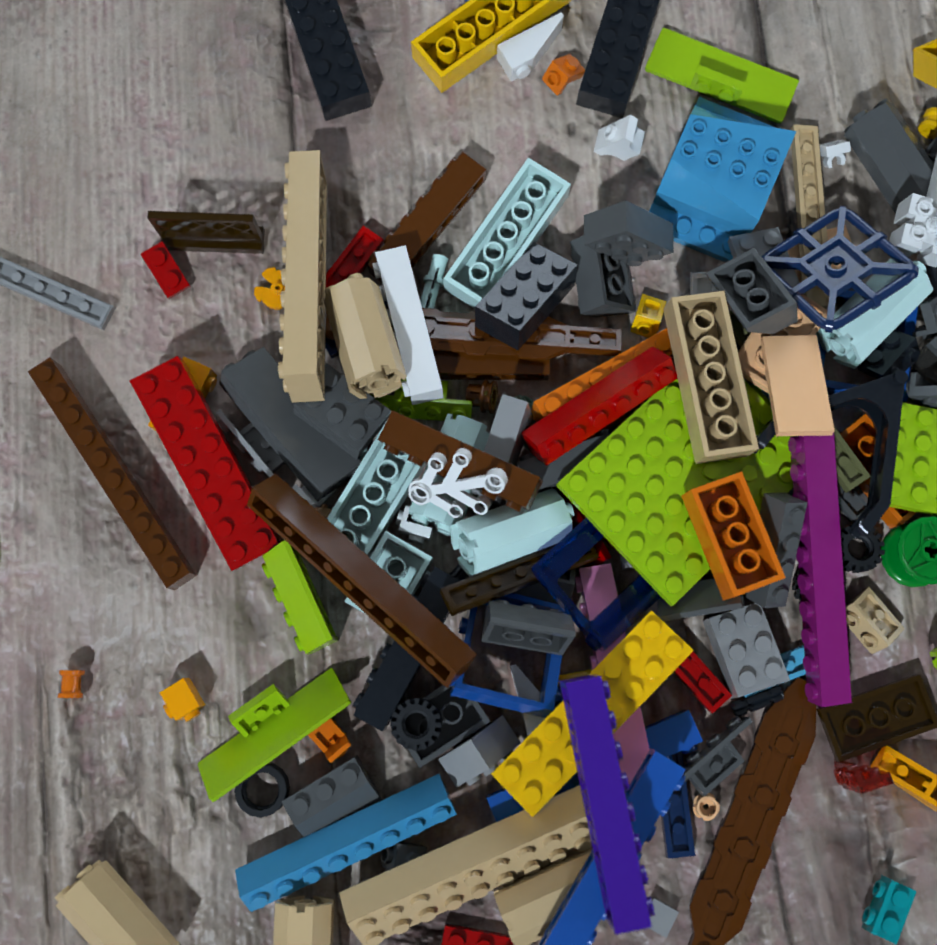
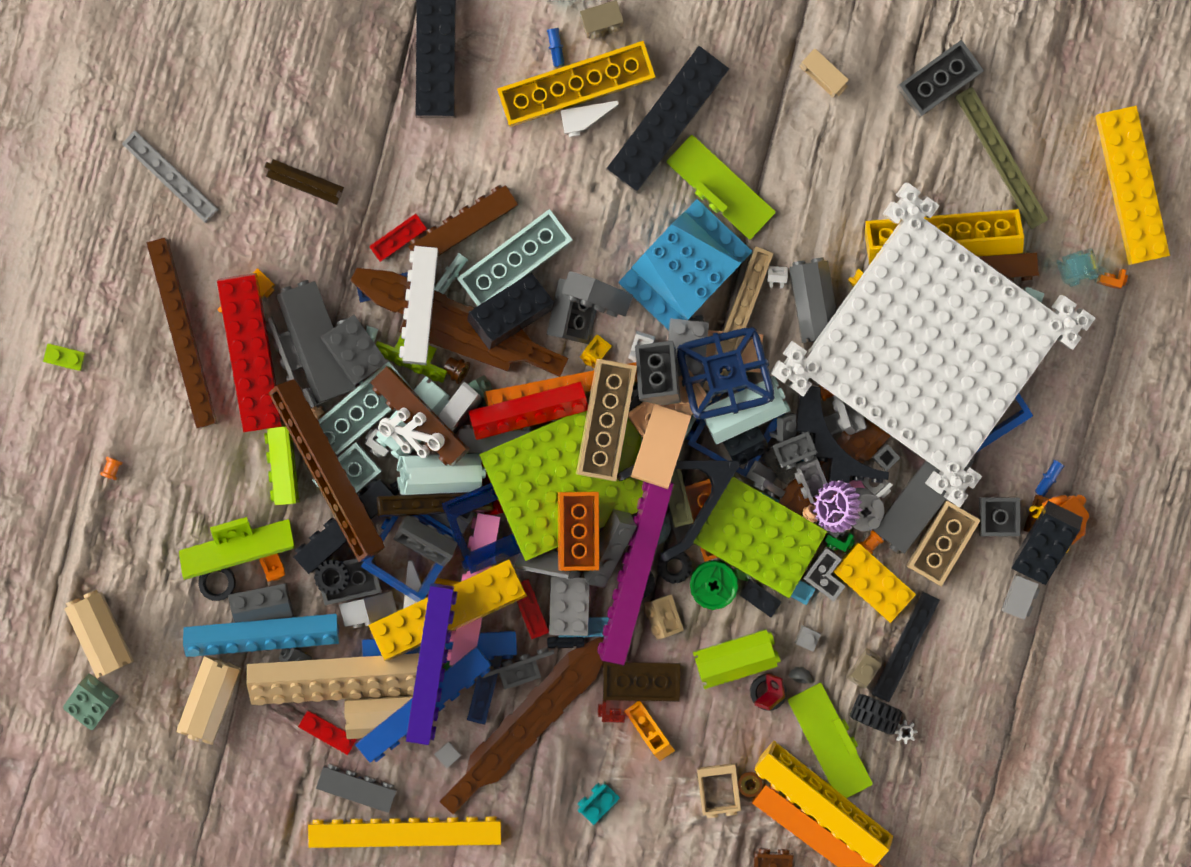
camera: 15 degrees right, 10 degrees up
(165, 270) = (263, 196): red plate -> none
(182, 700) = (182, 506): light orange brick -> none
(270, 296) = (343, 233): light orange piece -> none
(304, 278) = (360, 245): tan brick -> none
(364, 337) = (385, 307): tan brick -> none
(561, 72) = (604, 144): orange bracket -> none
(620, 139) = (624, 213): white brick -> none
(712, 810) = (504, 692): light nougat plate -> none

